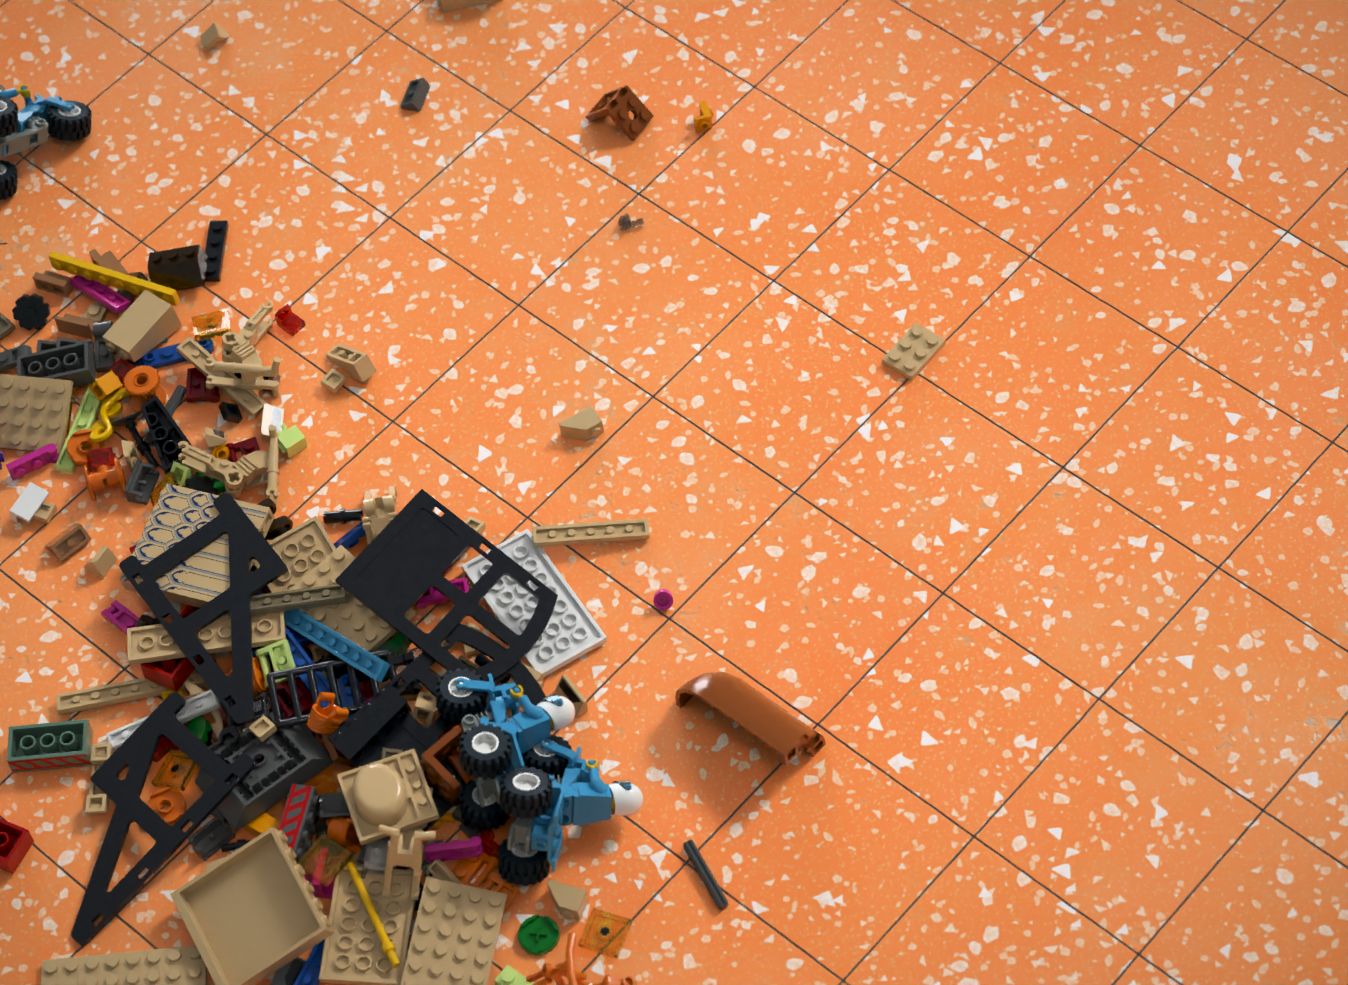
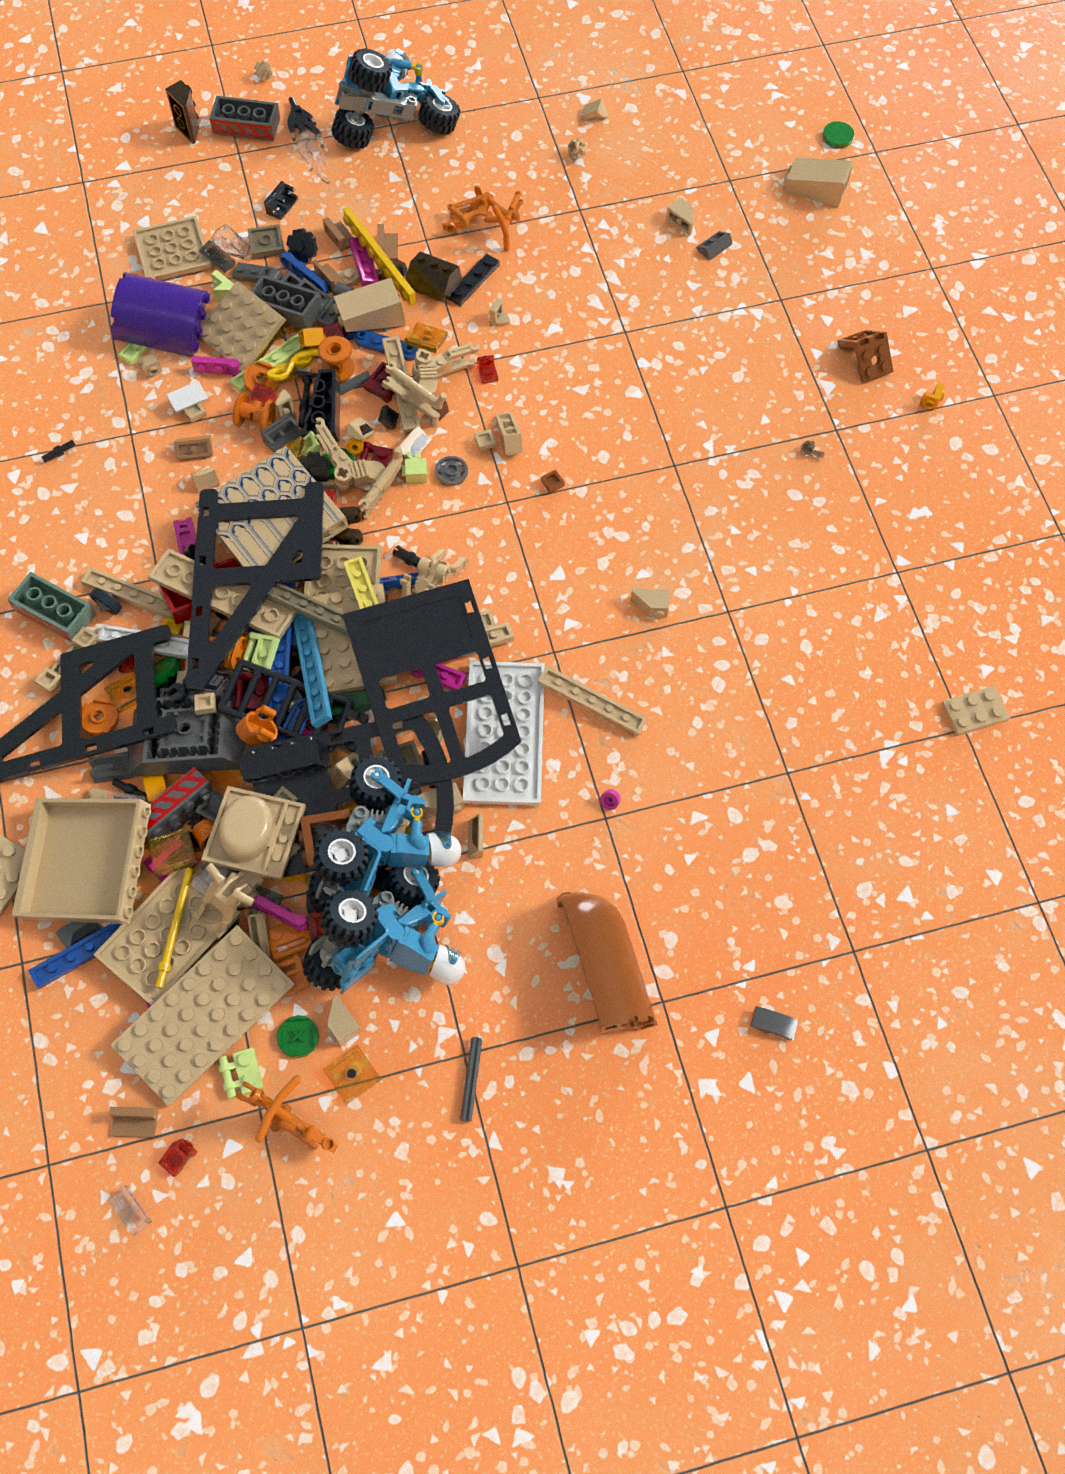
camera: 25 degrees right, 10 degrees up
(34, 333) = (301, 271): none -> blue plate
(96, 711) = (105, 601): none -> black wheel
(173, 177) = (482, 203): none -> orange piece
(221, 77) = (577, 148): none -> tan gear
(263, 268) = (497, 314): none -> tan tile
(322, 424) = (451, 471): none -> flat silver wheel
(324, 553) = (360, 582): none -> light yellow plate
(367, 86) = (681, 215): none -> tan slope
(421, 379) = (552, 481): none -> dark orange plate
(914, 681) = (774, 1022): none -> dark grey slope

